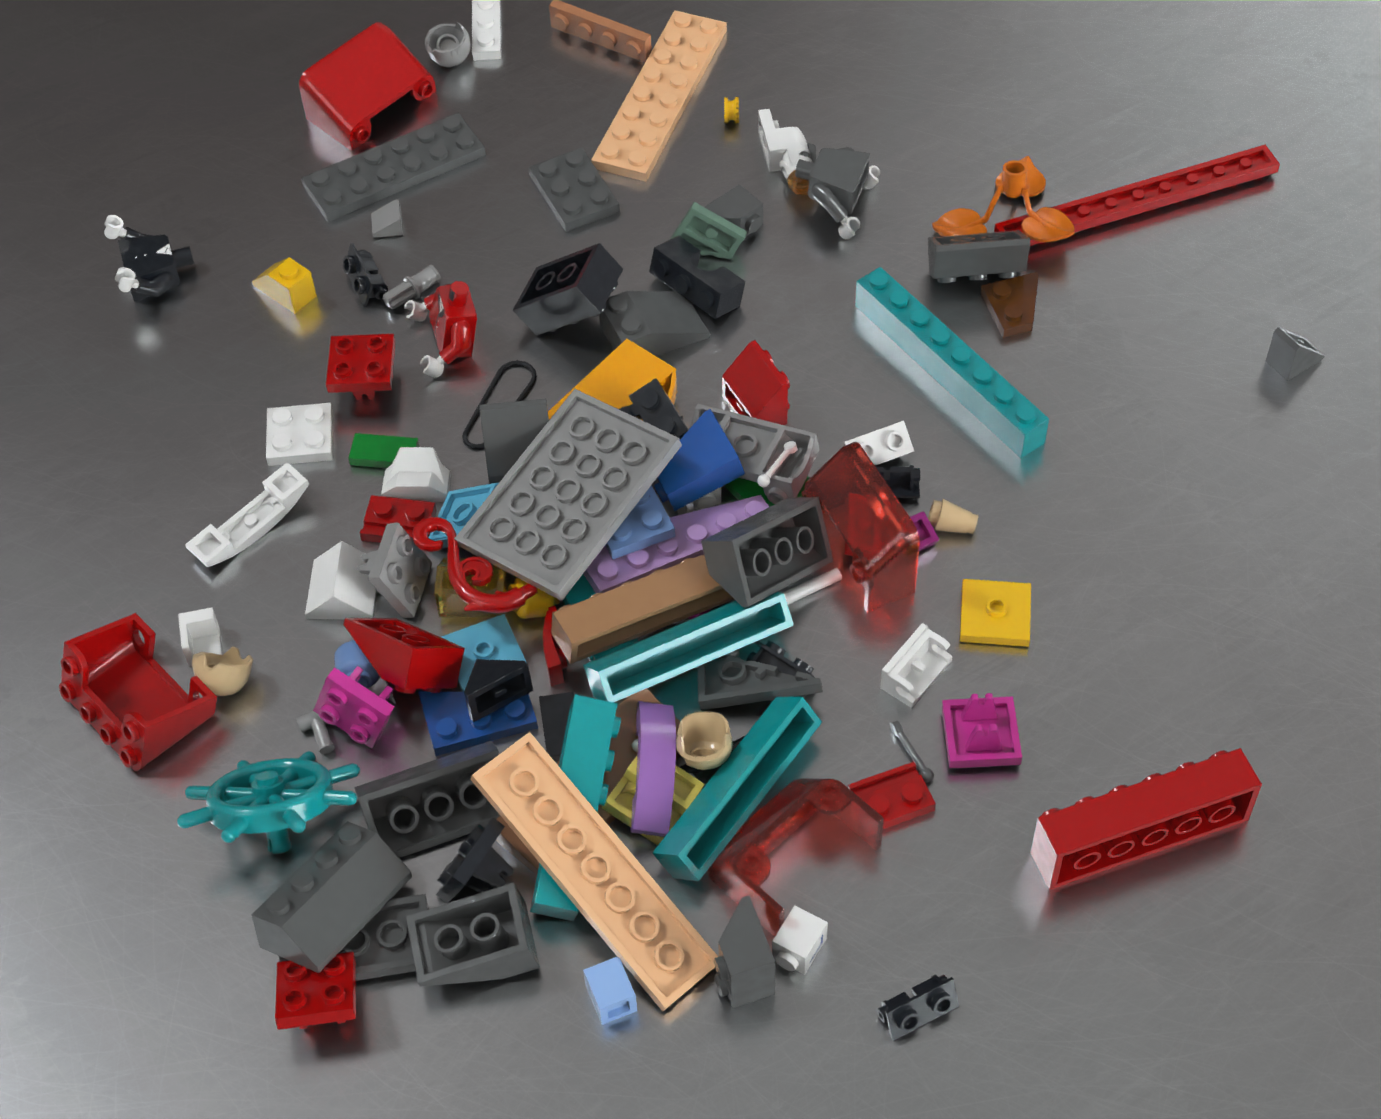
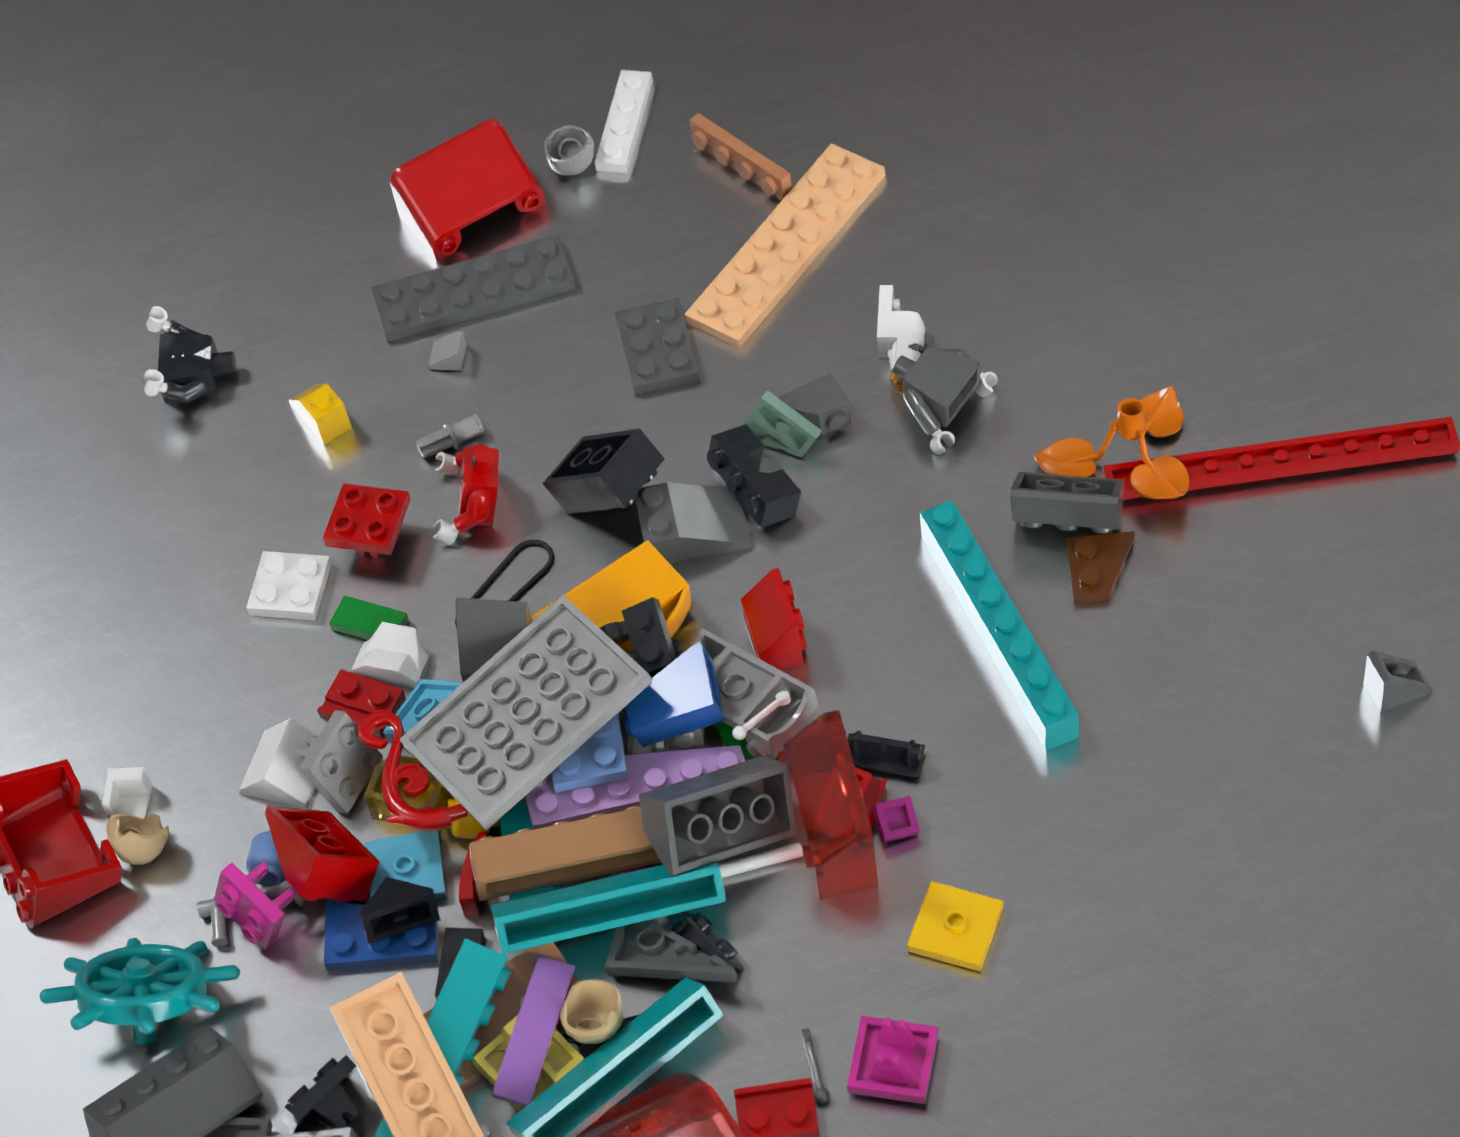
camera: 20 degrees right, 0 degrees up
(253, 520) = (212, 677): white slope -> none
(364, 275) = (403, 402): black hinge -> none
(428, 801) = (292, 1020): dark grey slope -> none
(731, 110) = (854, 277): yellow bush -> none
(885, 443) = (887, 711): white hinge -> none
(915, 666) = (847, 971): white hinge -> none
(951, 518) = (941, 808): tan cone -> none

